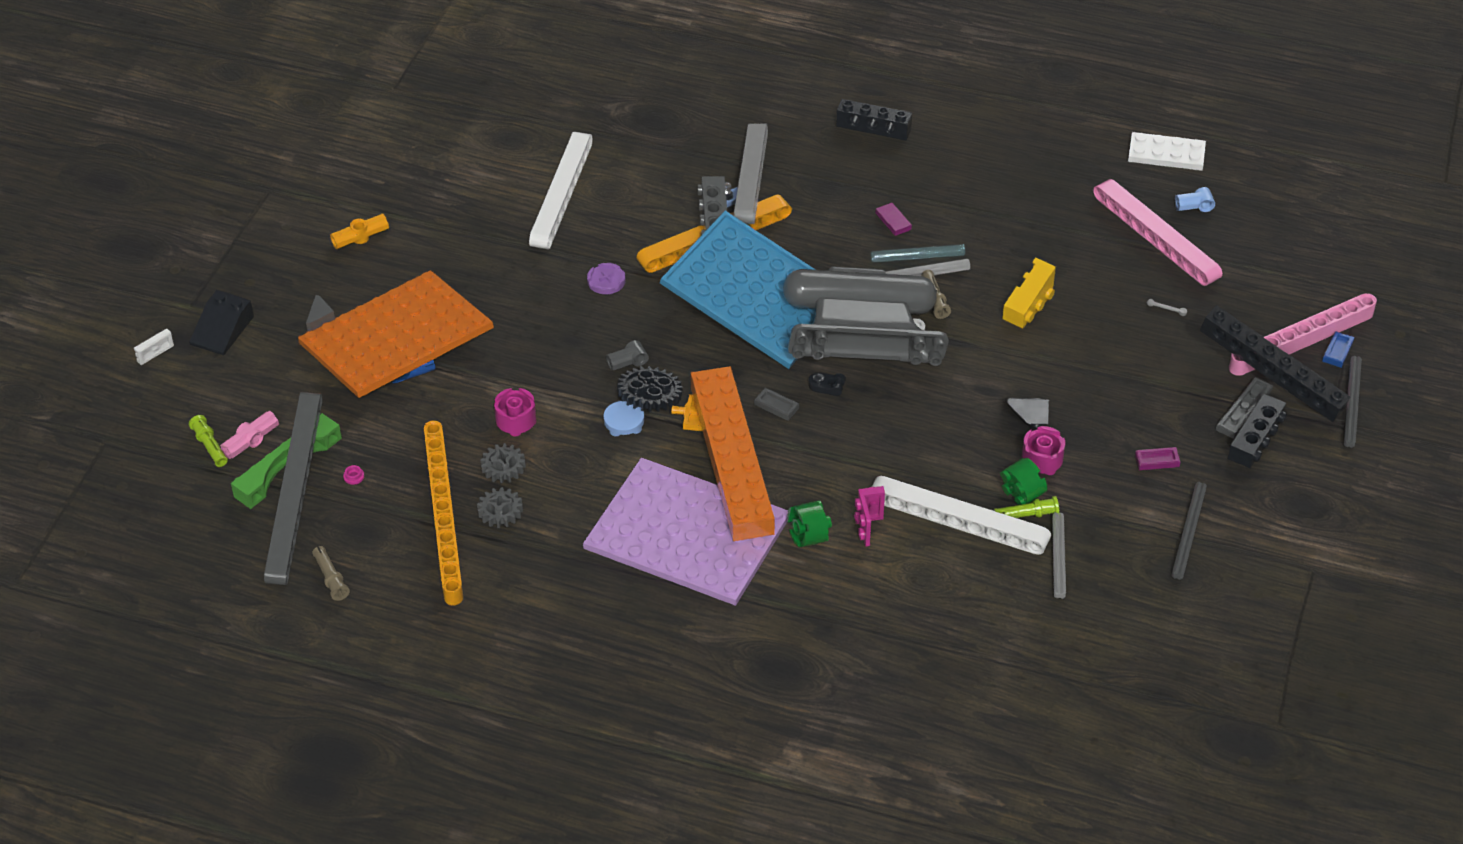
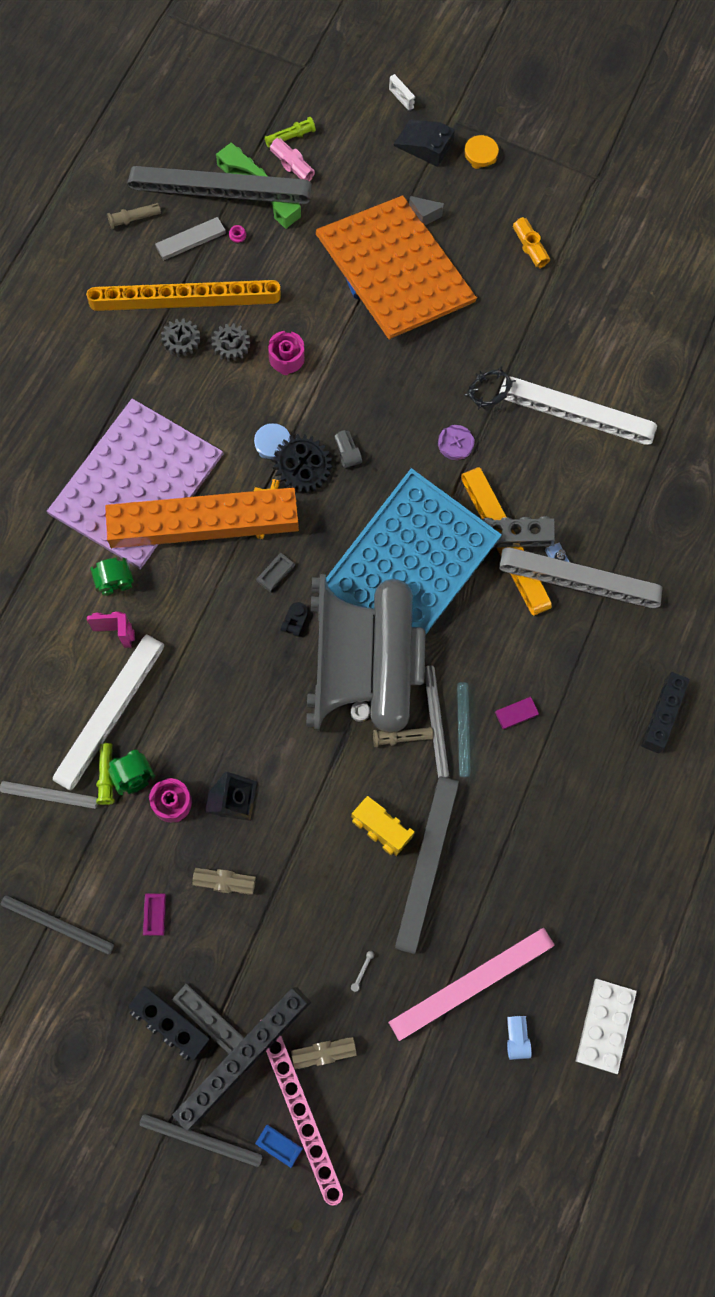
camera: 90 degrees right, 25 degrees up
(237, 277) = (481, 151): none -> light orange tile
(360, 518) = (190, 238): none -> light grey tile
(543, 229) = (497, 399): none -> black piece
(1067, 267) = (426, 865): none -> dark grey beam
(1111, 407) = (224, 881): none -> dark tan piece
(1244, 314) = (323, 1053): none -> dark tan piece

